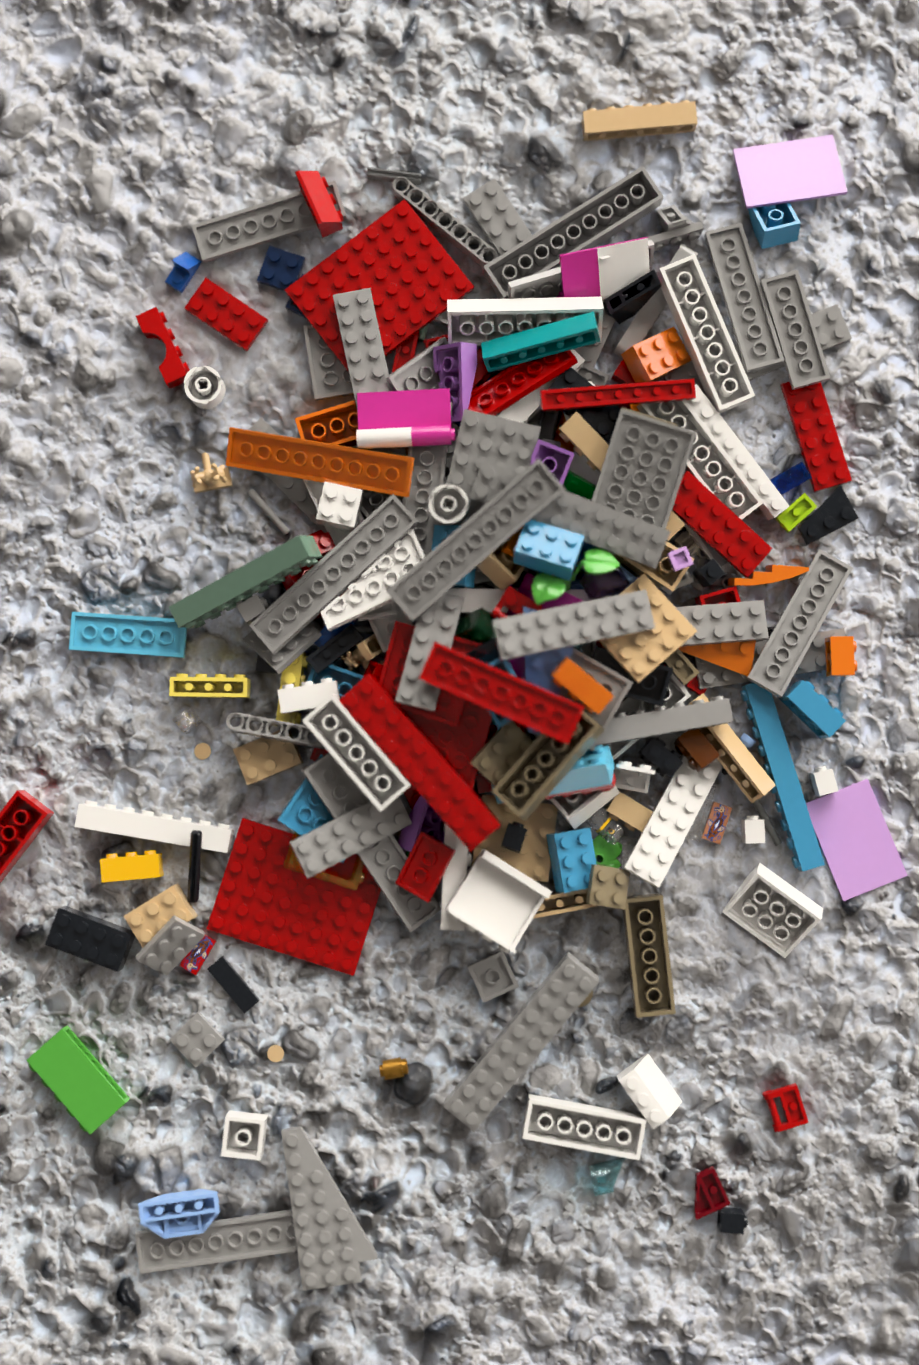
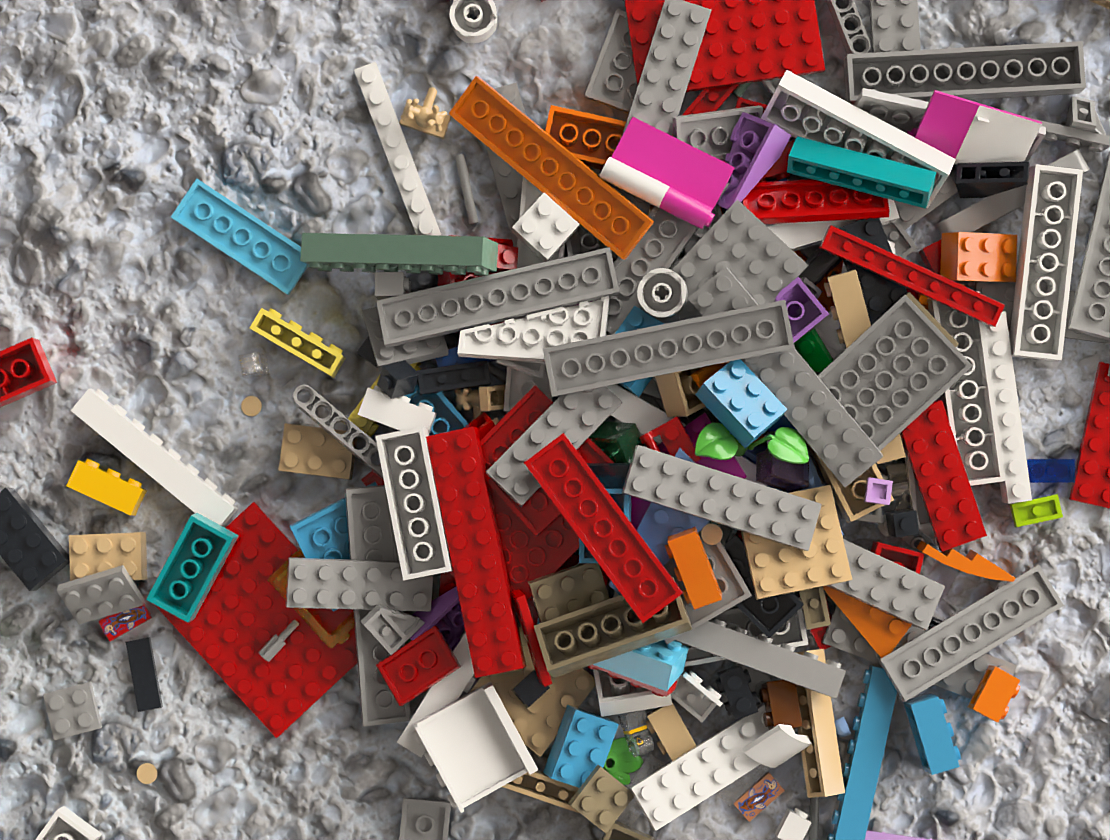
camera: 30 degrees right, 0 degrees up
(194, 866) = (173, 525): black axle -> none
(202, 511) = (397, 150): none -> white plate
(224, 888) = (192, 567): none -> teal brick
(295, 672) = (398, 379): none -> black brick
(315, 908) = (277, 642): none -> light grey axle
(390, 850) = (391, 627): none -> light grey wing
(493, 800) = (530, 636): none -> red tile
(580, 655) = (711, 534): none -> tan sticker
(710, 779) = (776, 746): none -> white slope
(823, 781) = (899, 818): white brick -> none
(830, 516) = (1069, 536): black wing -> none

